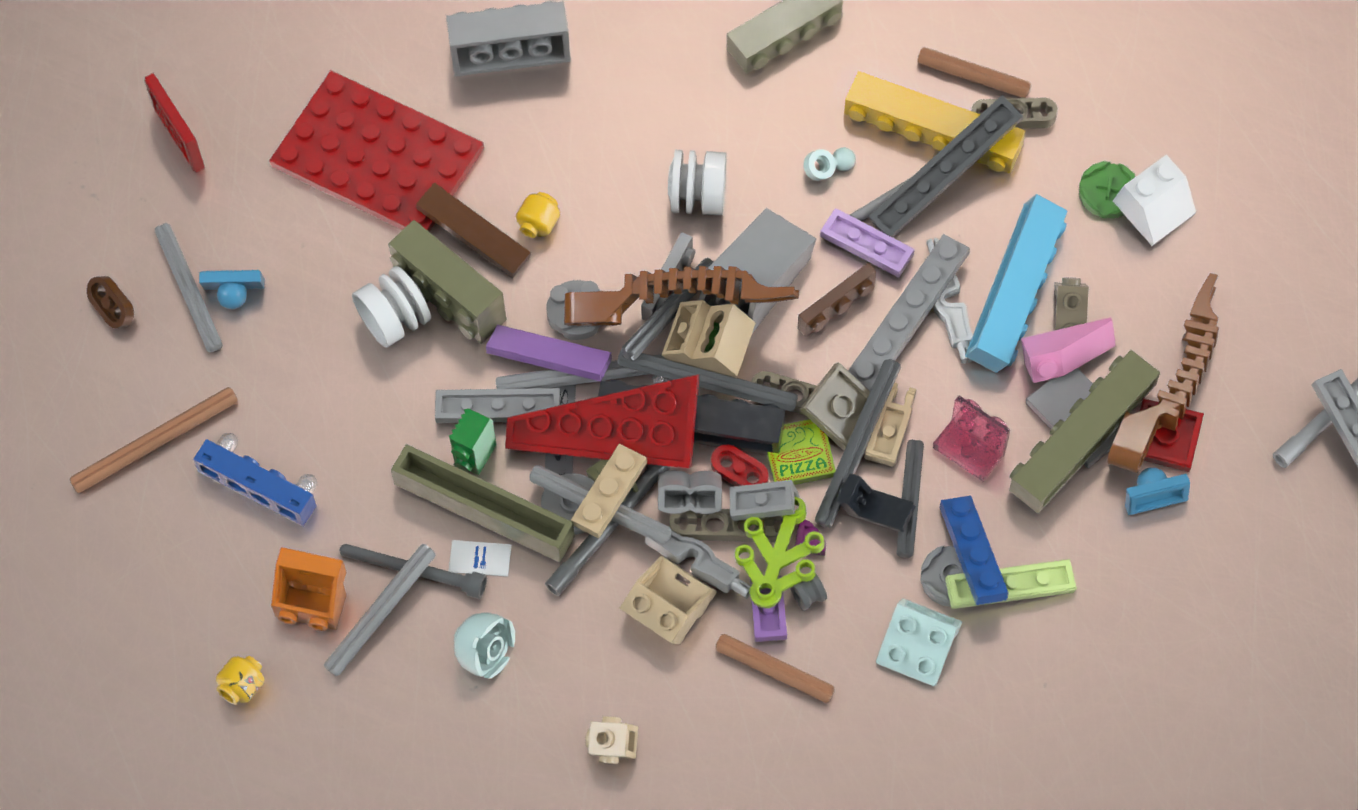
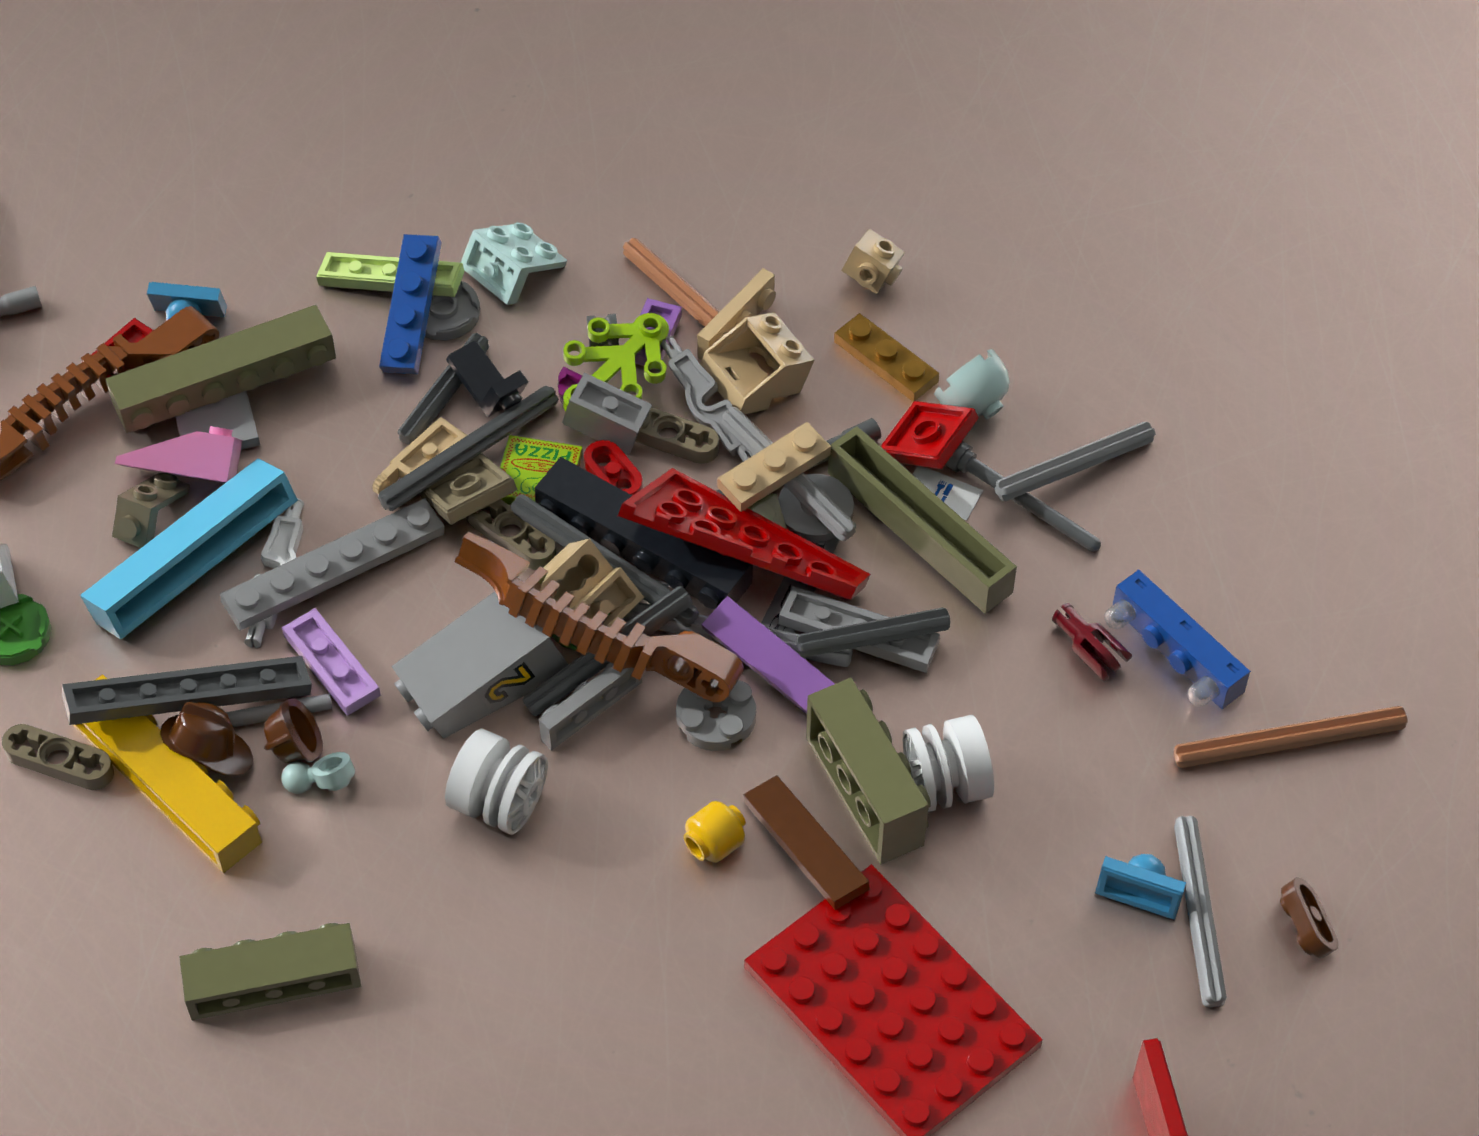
camera: 160 degrees left, 10 degrees down
(239, 679) = (1254, 441): yellow head -> none
(308, 589) = (1150, 494): orange piece -> none
(320, 456) = (1088, 639): none -> dark red arm
(472, 441) = (907, 577): green brick -> none
(482, 391) = (873, 632): none -> dark grey axle
(506, 587) = (929, 434): none -> red tile
(508, 38) = (650, 1071): light grey brick -> none
(570, 664) = (886, 357): none -> pearl gold plate
(694, 492) = (685, 451): light grey brick -> none
(704, 648) = (749, 302): none -> tan plate
(837, 300) = (404, 606): reddish brown plate -> none
(856, 169) = (293, 733): none -> reddish brown piece
(912, 147) = (207, 737): none -> reddish brown piece
(973, 439) = (346, 409): clear pink bracket -> none
(974, 72) = (71, 826): nougat axle -> none

